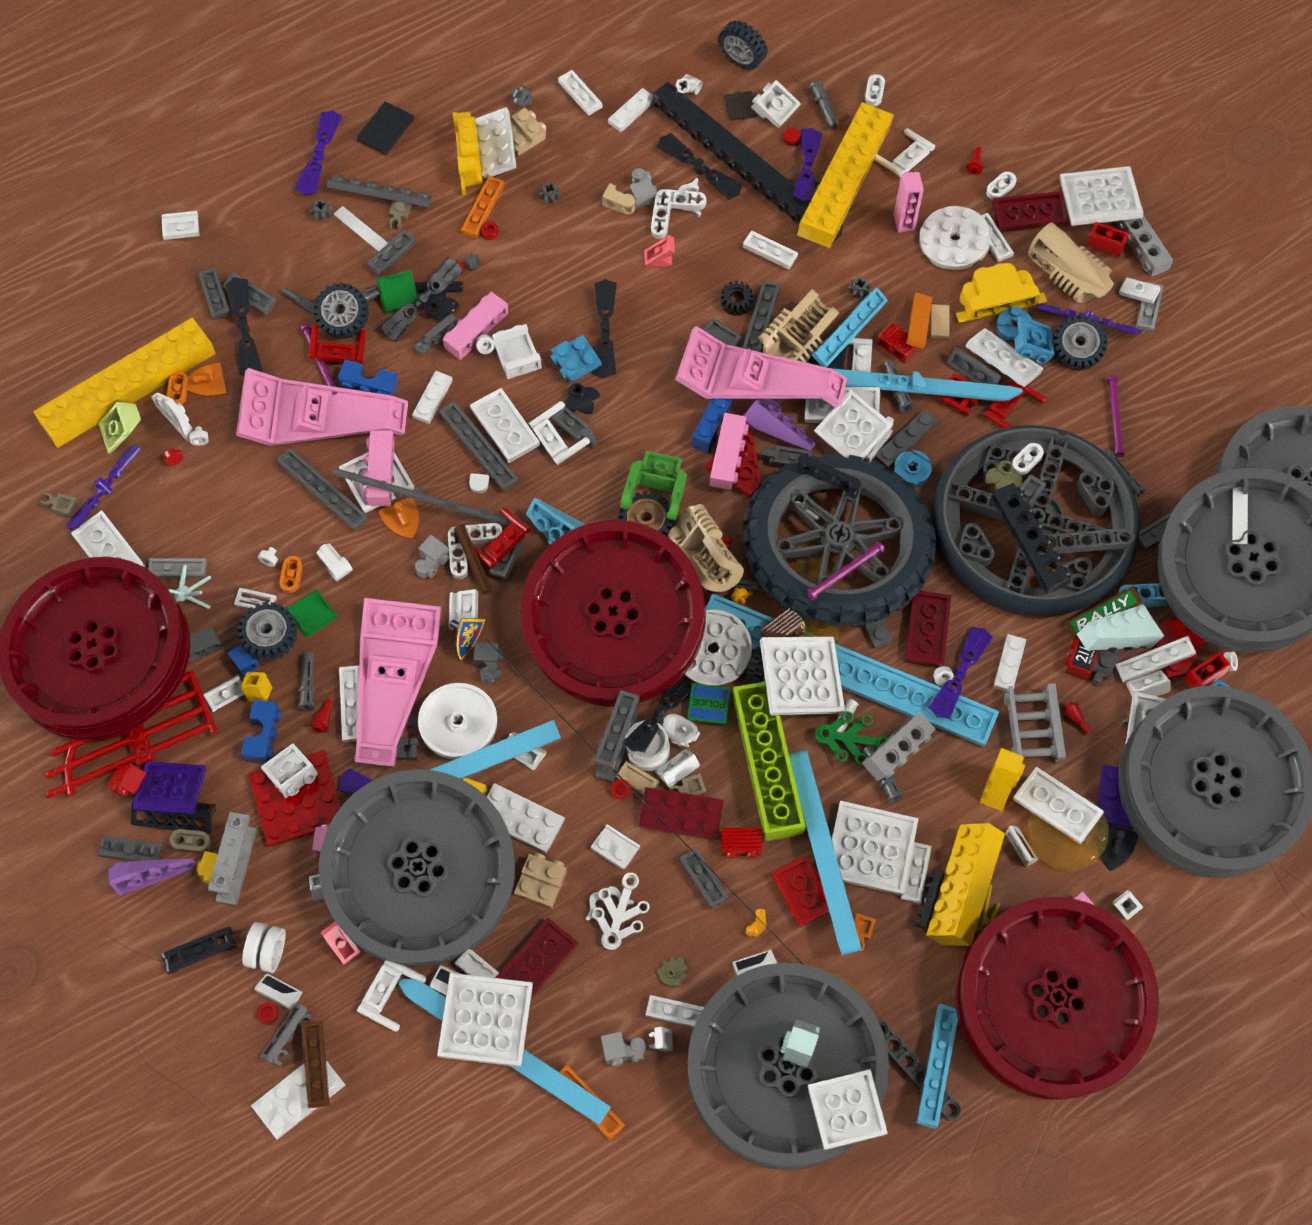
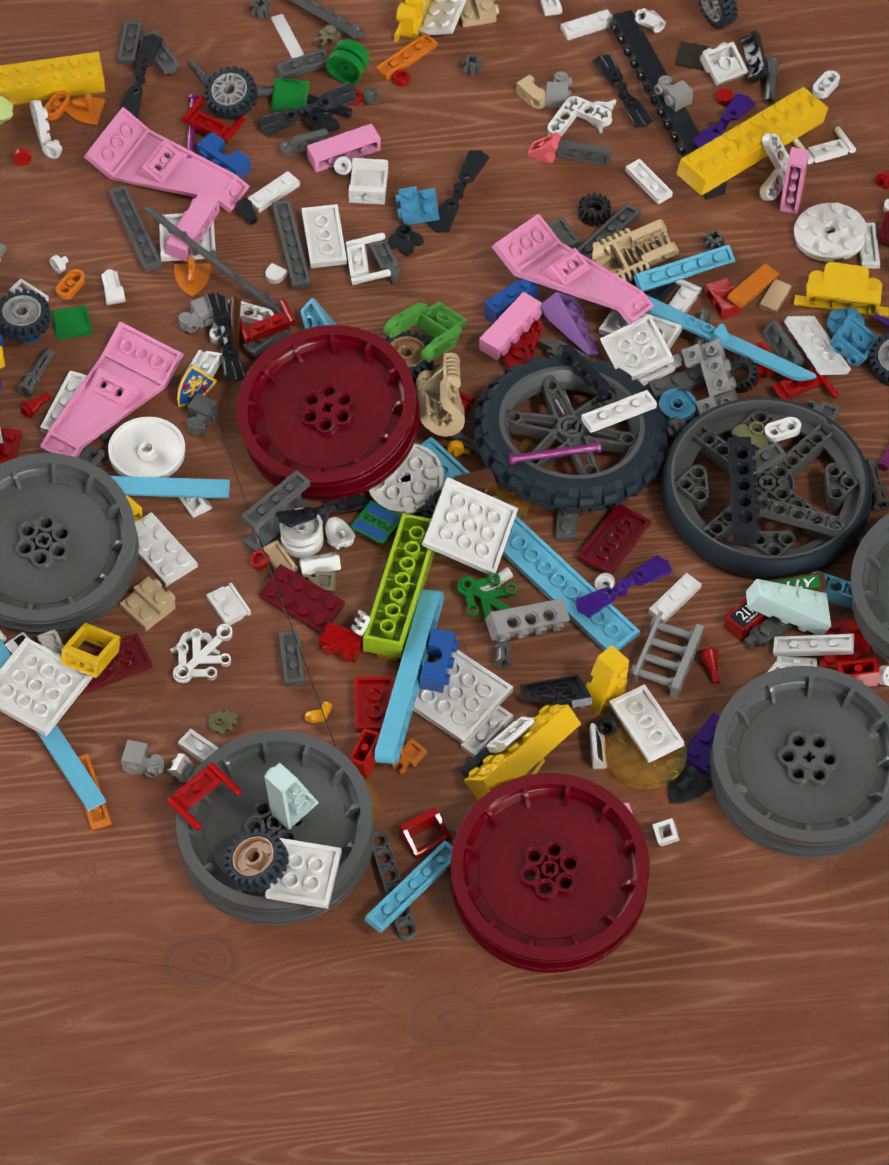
camera: 25 degrees right, 10 degrees down
(417, 427) = (246, 210): none -> black cone
(436, 235) = (348, 61): none -> green wheel
(491, 596) = (232, 364): none -> black piece
(528, 976) = (92, 665): none -> yellow window
(699, 243) = (584, 153): none -> dark grey plate
(704, 1068) = (197, 789): none -> red plate
(750, 820) = (356, 628): none -> white tile
(755, 156) = (675, 95): none -> light grey brick
(784, 1114) = (242, 862): none -> wheel
(800, 86) = (755, 56): none -> black plate
(825, 947) = (364, 752): none -> red brick
(840, 807) = (435, 674): none -> blue arch
(878, 502) = (618, 411): none -> white plate
(884, 193) = (773, 145): none -> white beam
(900, 1013) = (419, 824): none -> red tile
(925, 490) = (675, 426): none -> dark grey gear
(938, 427) = (716, 373): none -> light grey bracket
(952, 875) = (510, 734): none -> white slope
(954, 402) = (752, 373): none -> black tyre
(964, 806) = (561, 691): none -> black plate
(1021, 819) = (607, 724): none -> black cone
(1042, 418) = (826, 408): none -> dark grey plate

